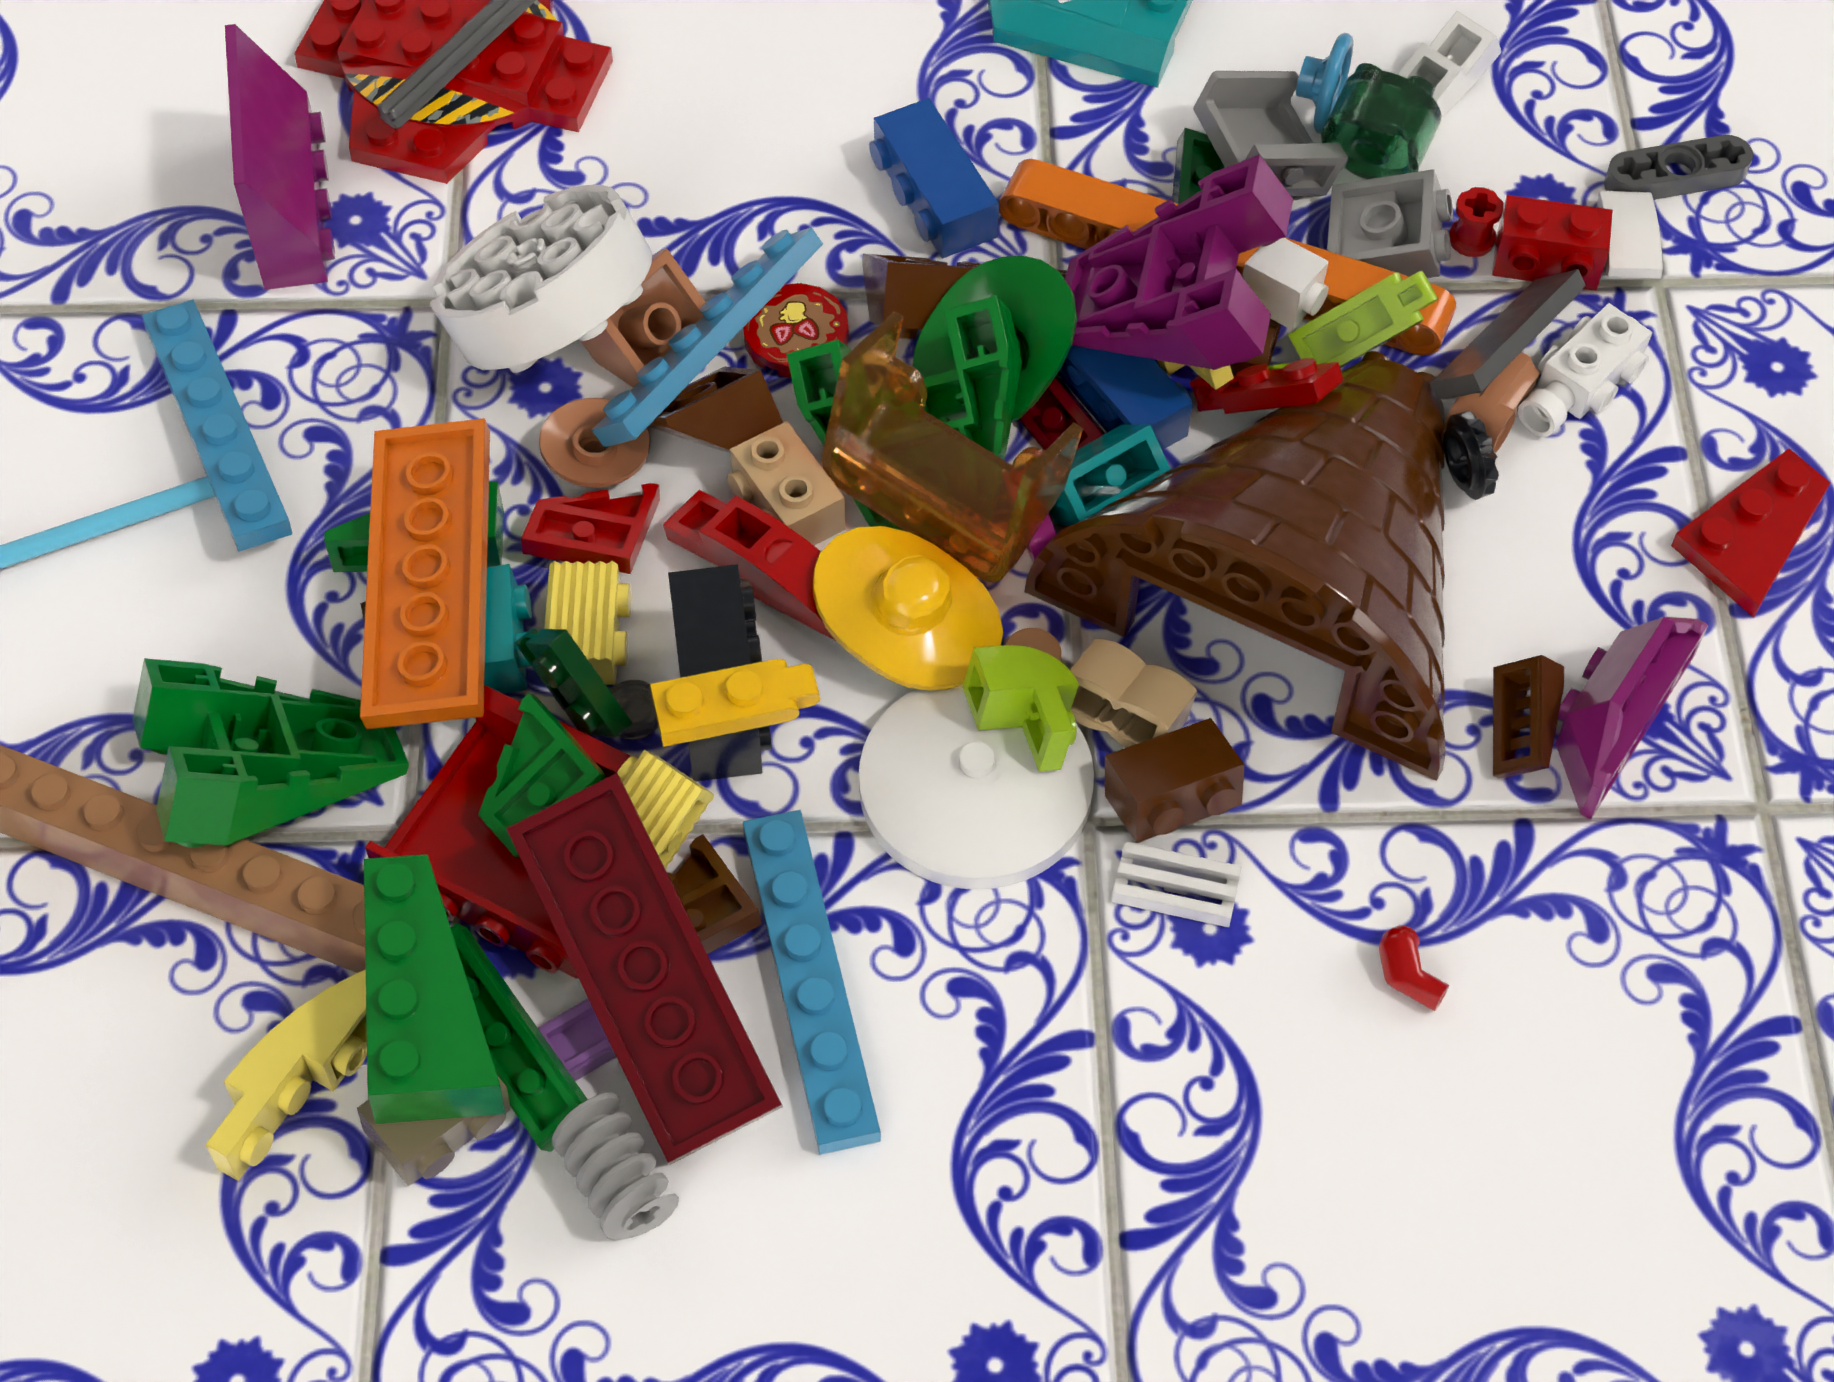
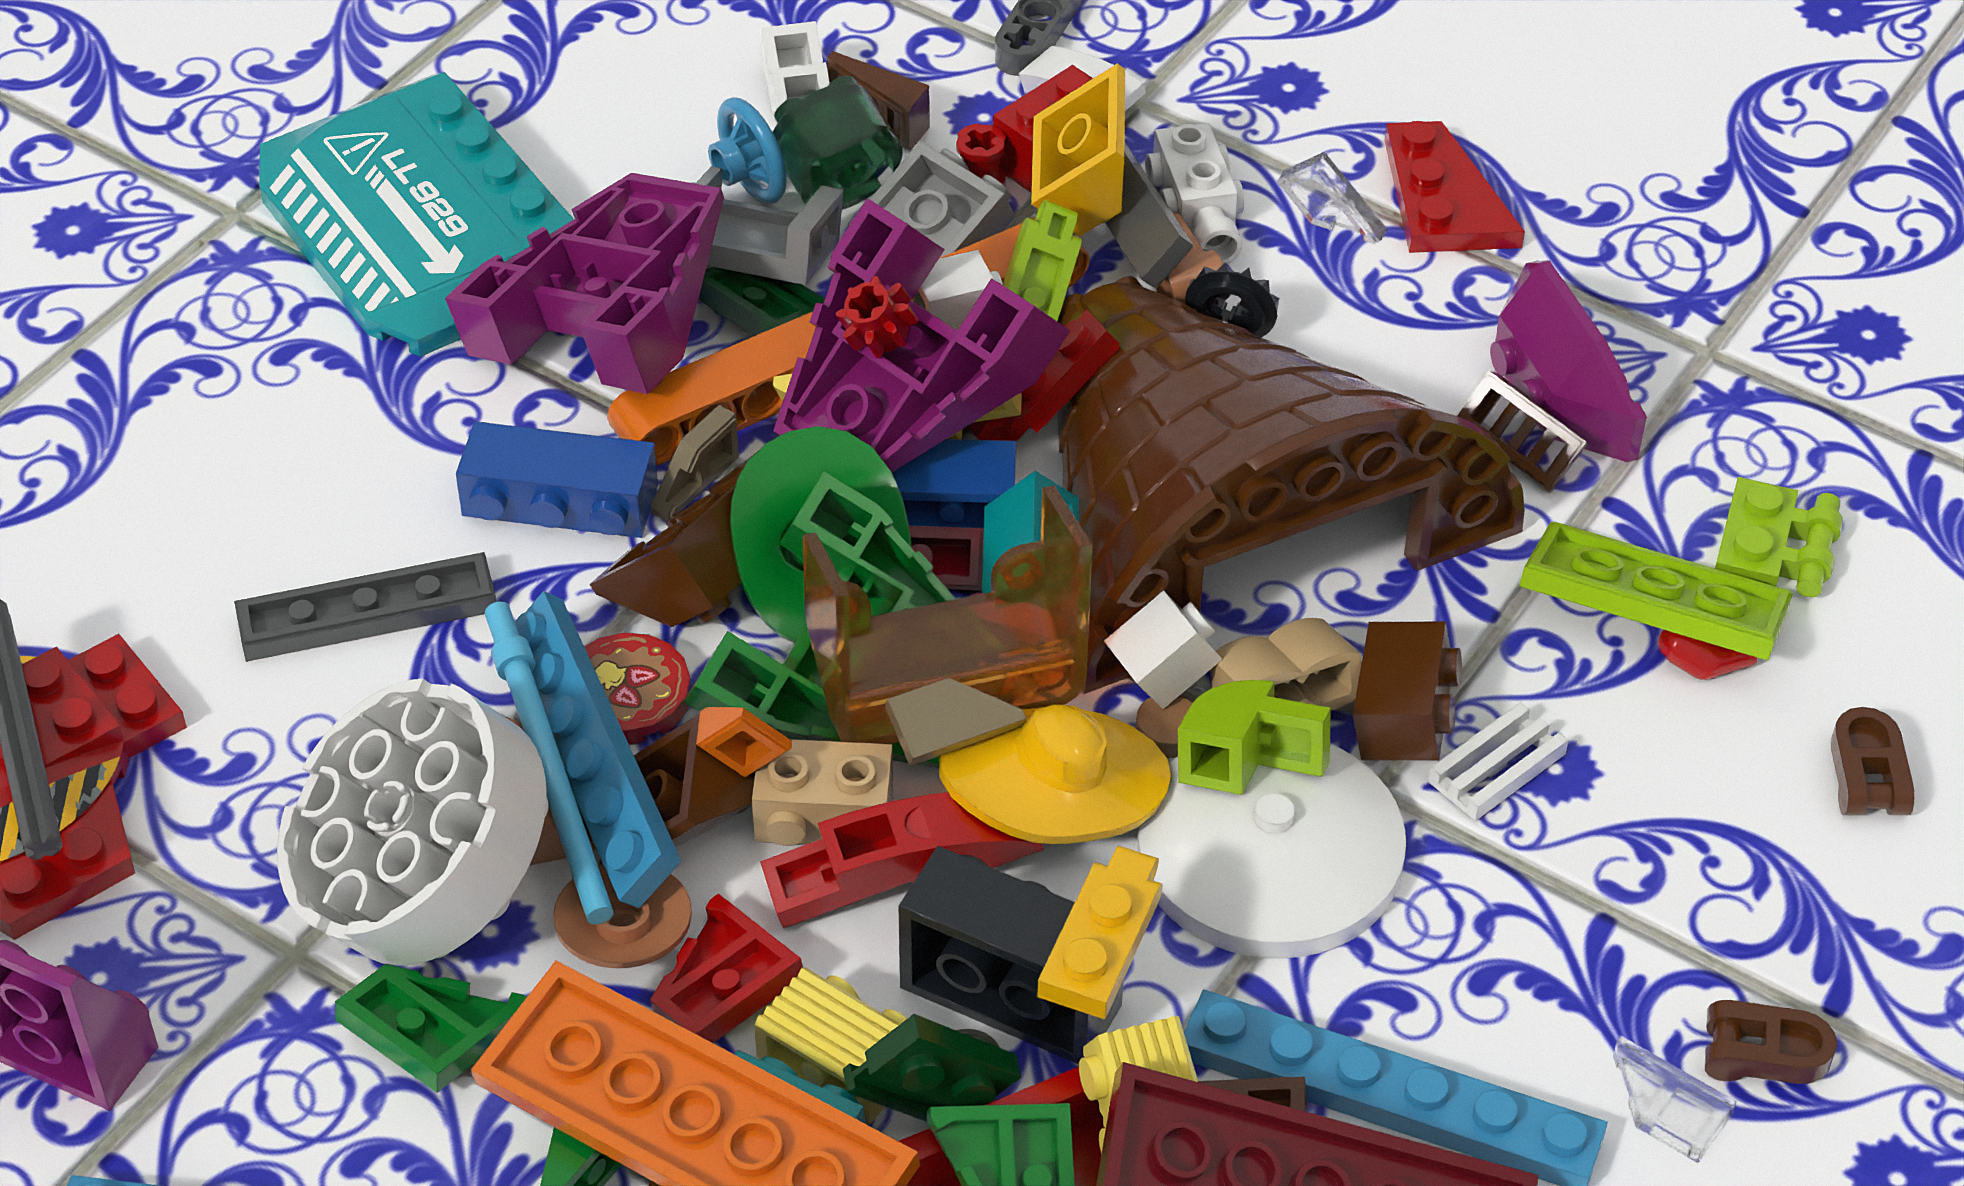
camera: 55 degrees left, 10 degrees down
(434, 387) = (424, 1022): none -> green wing
(736, 251) = (515, 665): none -> medium azure bar
(748, 154) = (364, 606): none -> dark grey tile
(759, 404) = (739, 738): none -> orange slope
(873, 509) = (948, 718): none -> dark tan tile
(938, 1167) = (1671, 1102): none -> clear tile
(1024, 236) = (697, 462): none -> dark tan tile
(1049, 1224) = (1792, 1049): none -> reddish brown plate
(1065, 604) = (1165, 648): none -> white brick
(1110, 82) = (614, 275): none -> magenta wedge
(1170, 236) = (876, 317): none -> red gear
(1404, 1126) = (1871, 744): none -> reddish brown plate
(1436, 900) = (1657, 589): none -> lime tile
(1483, 131) = (899, 98): none -> reddish brown slope
(1506, 270) = (1082, 151): none -> yellow slope
(1578, 943) = (1758, 531): none -> lime plate
(1657, 459) = (1329, 198): none -> clear tile

